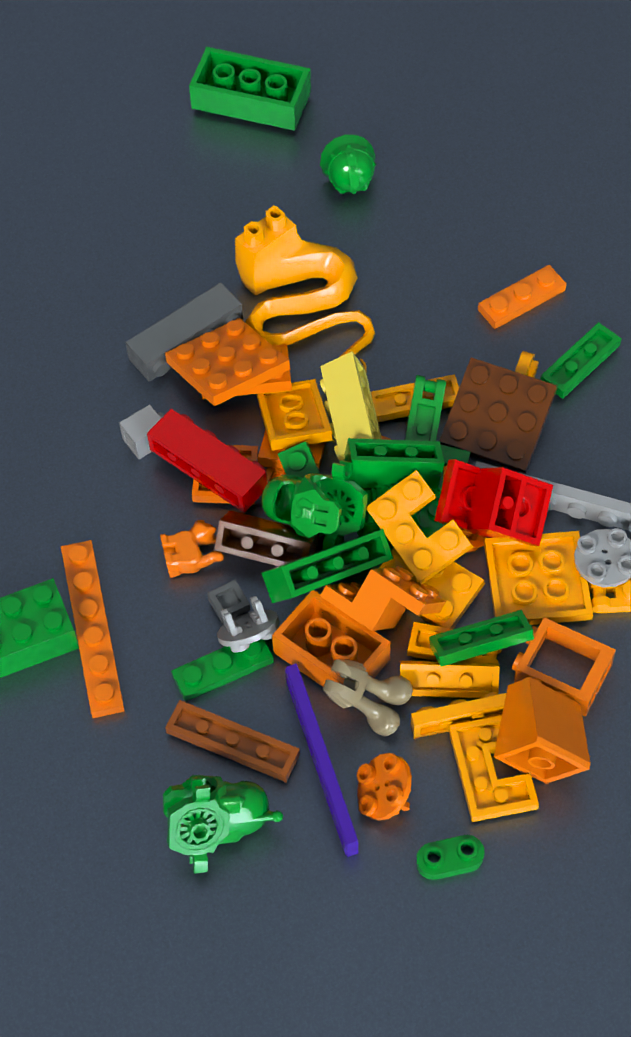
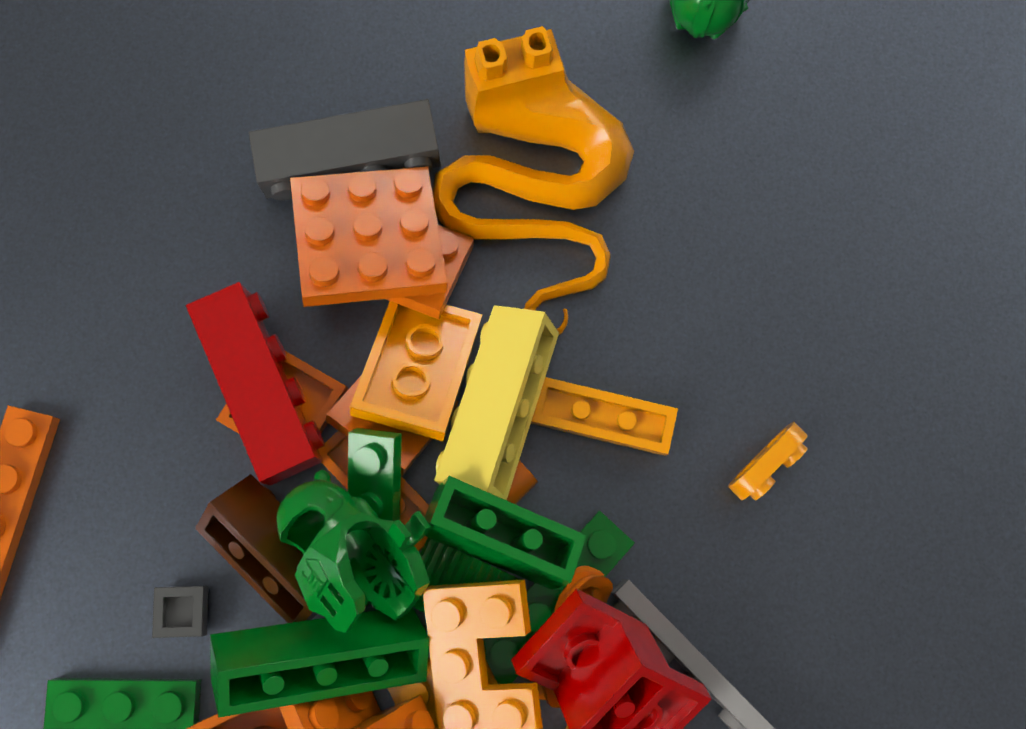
camera: 20 degrees right, 20 degrees up
(135, 430) = (205, 274): light grey brick -> none
(184, 546) = (168, 499): orange animal -> none
(248, 627) = (154, 672): light grey plate -> none
(425, 413) = (593, 464): green plate -> none
(498, 414) = (704, 511): reddish brown plate -> none
(521, 296) = (842, 321): orange plate -> none
(581, 359) = (869, 473): green plate -> none

